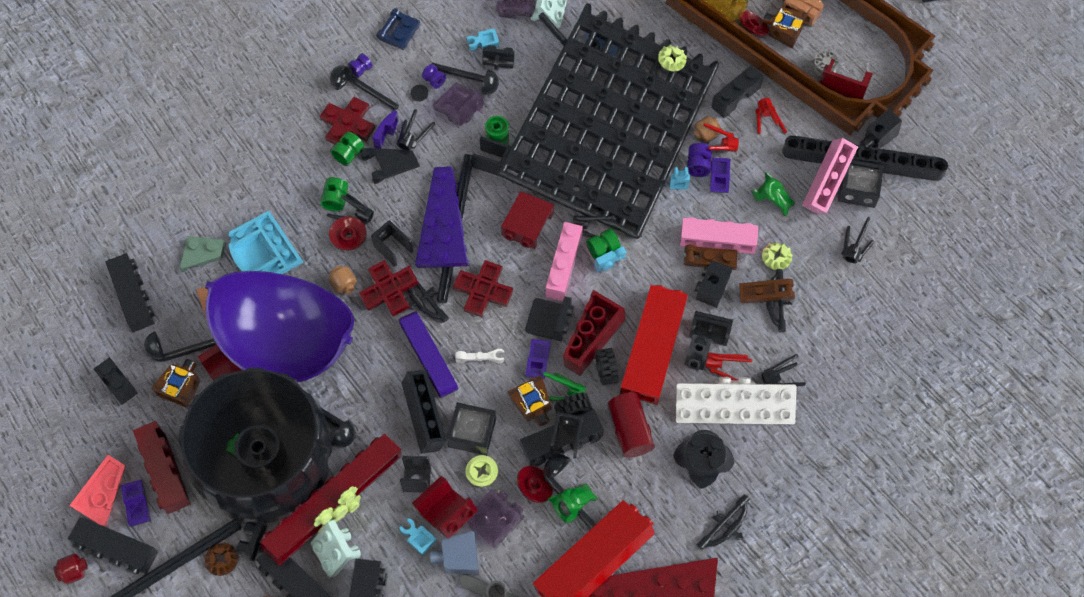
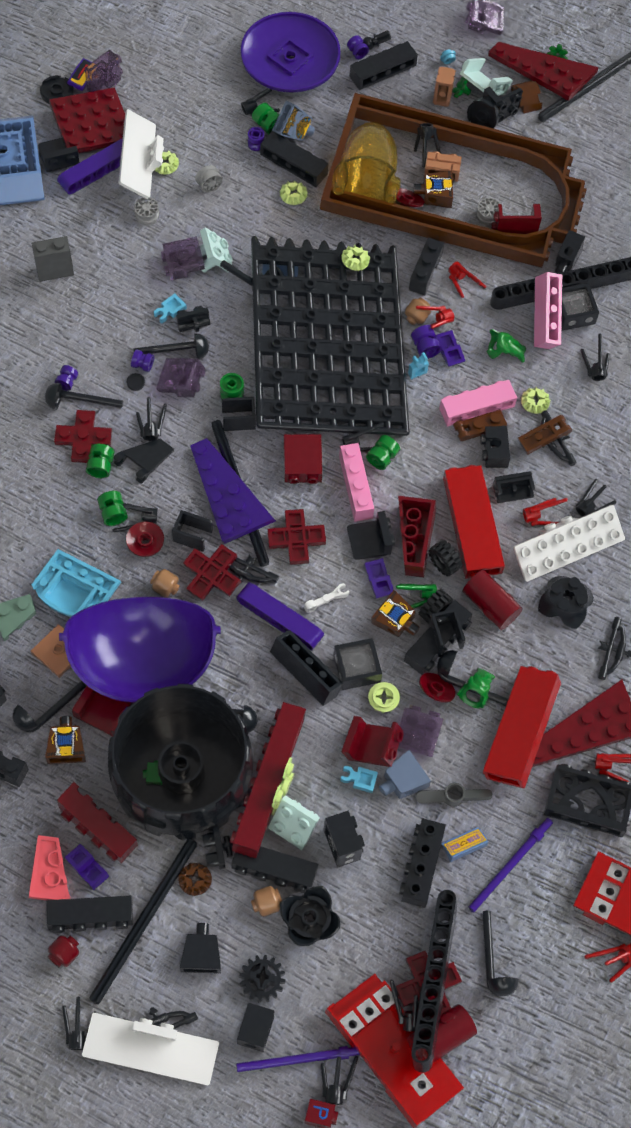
camera: 30 degrees left, 0 degrees up
(386, 127) = (125, 427): dark purple slope -> none
(402, 33) = (88, 329): dark blue plate -> none
(416, 465) = (327, 717): black piece -> none
(607, 260) = (393, 467): medium azure plate -> none
(698, 351) = (515, 511): black hips -> none

